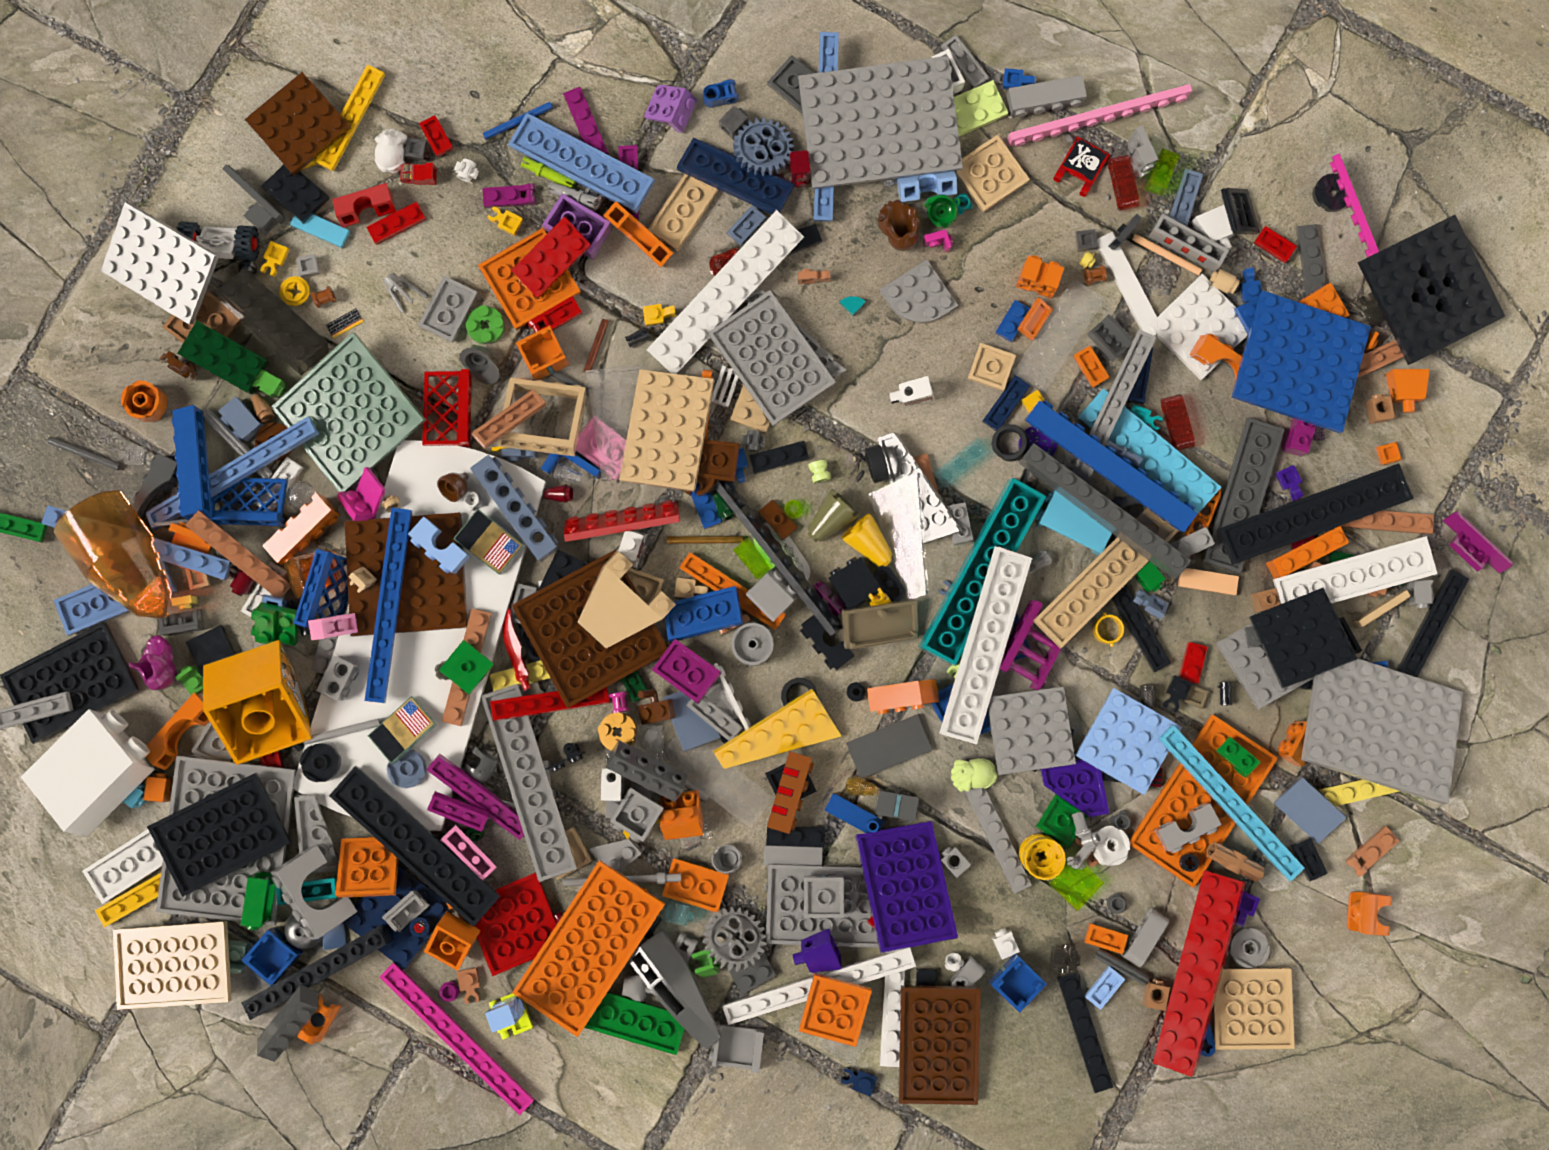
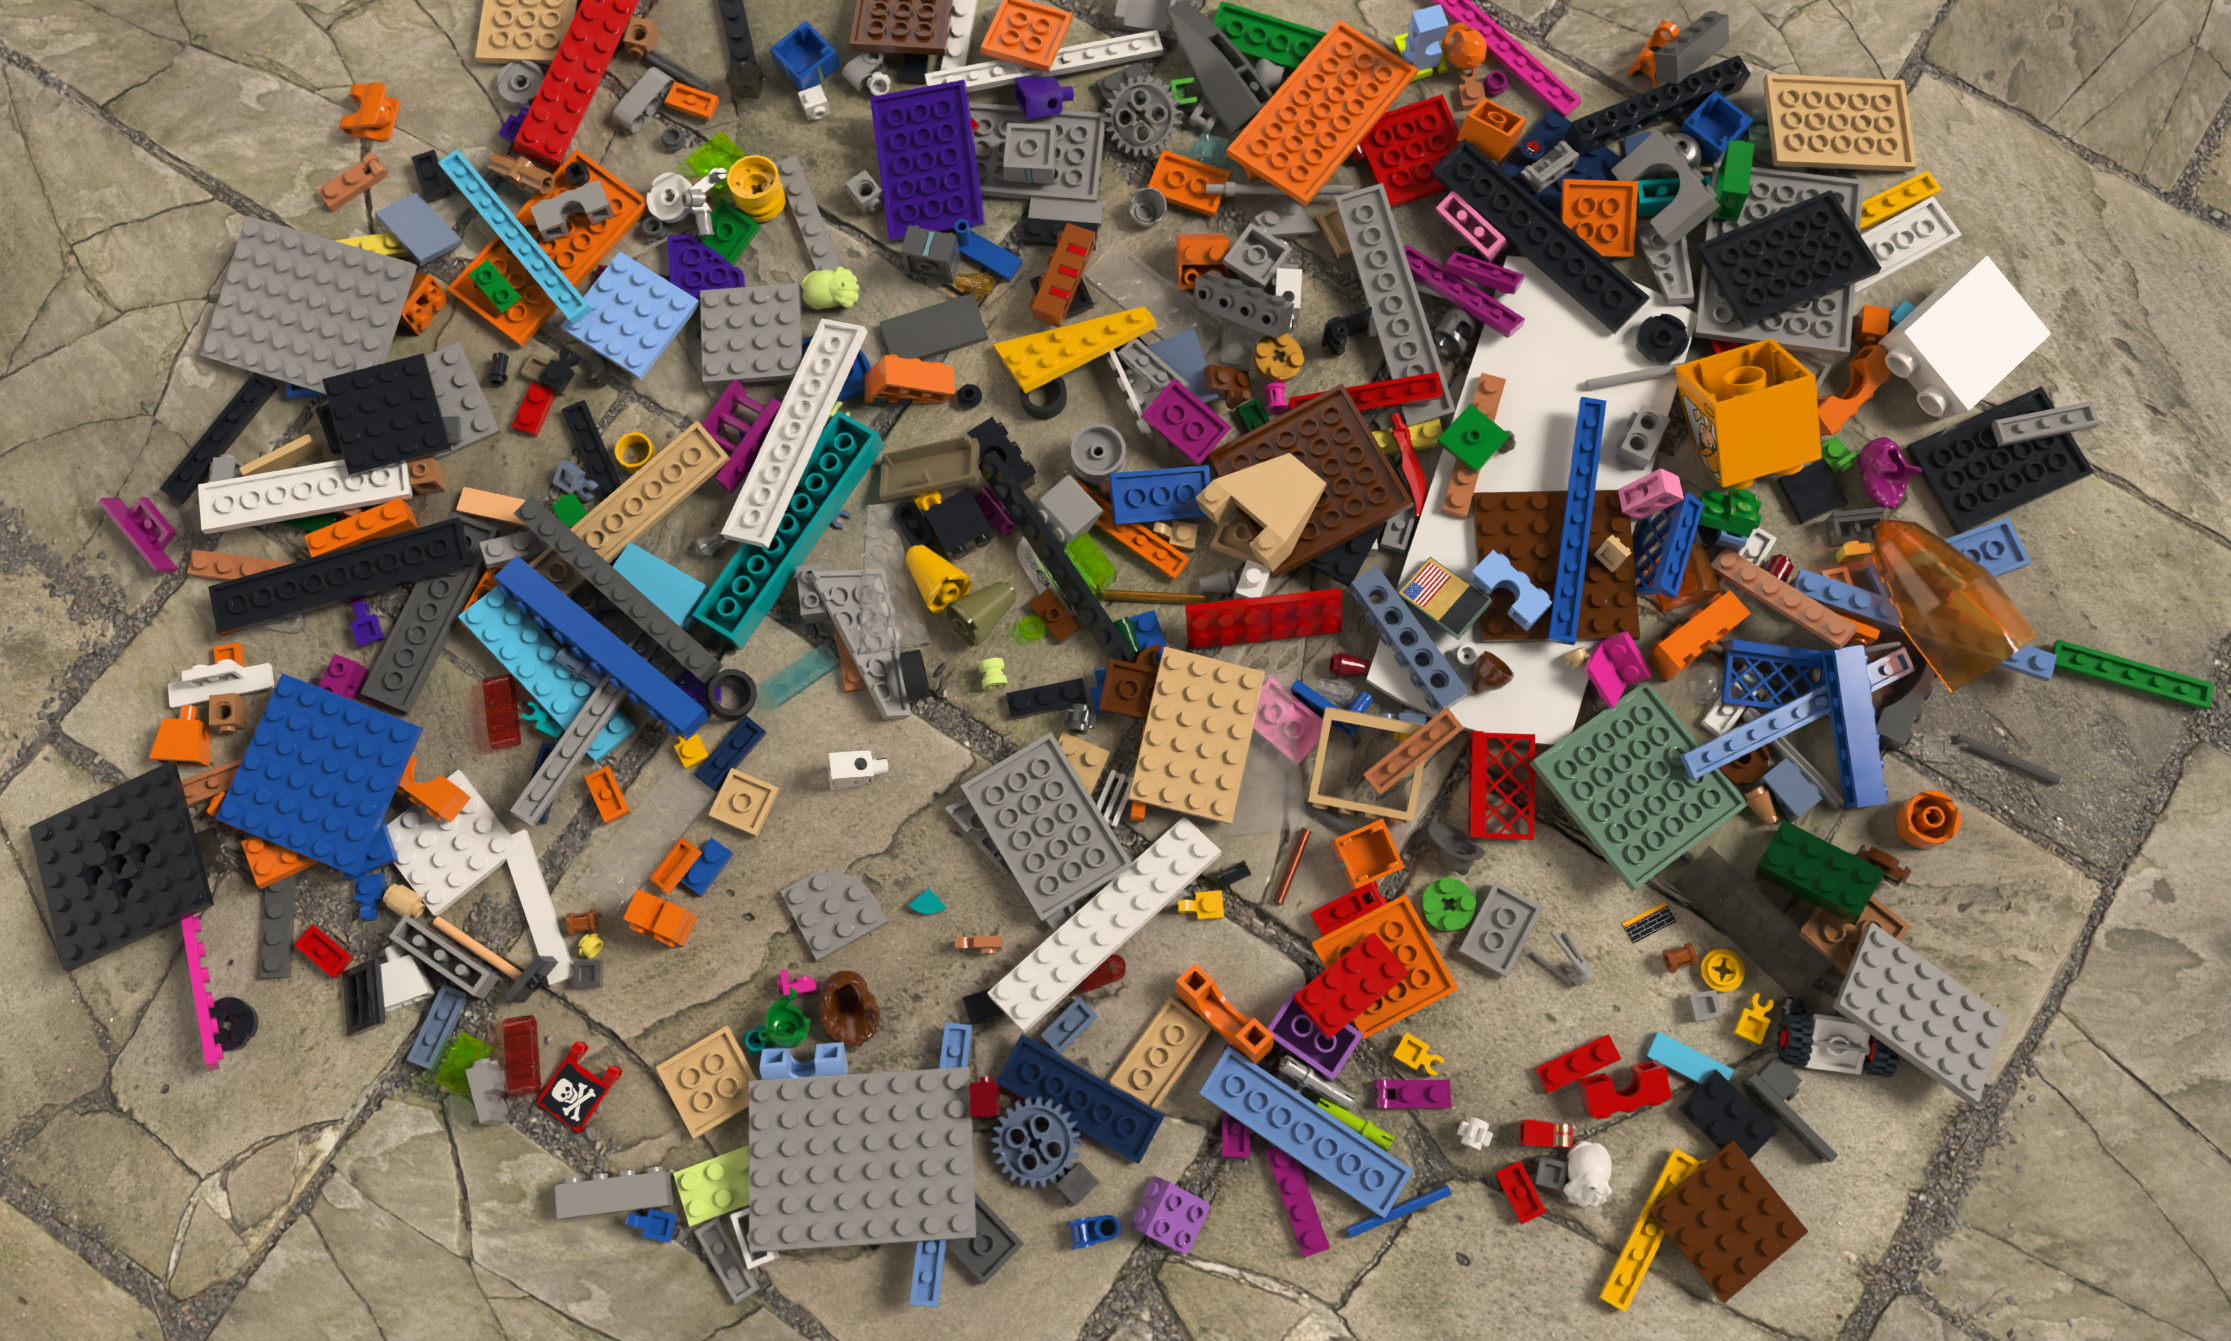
camera: 175 degrees left, 10 degrees down
(270, 384) = (1751, 836): bright green window -> none
(402, 730) = (1557, 370): tile -> none
(407, 770) = (1551, 328): sand blue tile -> none
(469, 1014) = (1467, 49): none -> orange piece
(656, 551) = (1220, 582): none -> light grey cone
(1104, 987) = (701, 49): light blue plate -> none
(1105, 114) = (529, 1160): bright pink plate -> none
(1110, 338) = (575, 831): dark grey bracket -> none
(1389, 431) = (219, 679): none -> white bracket

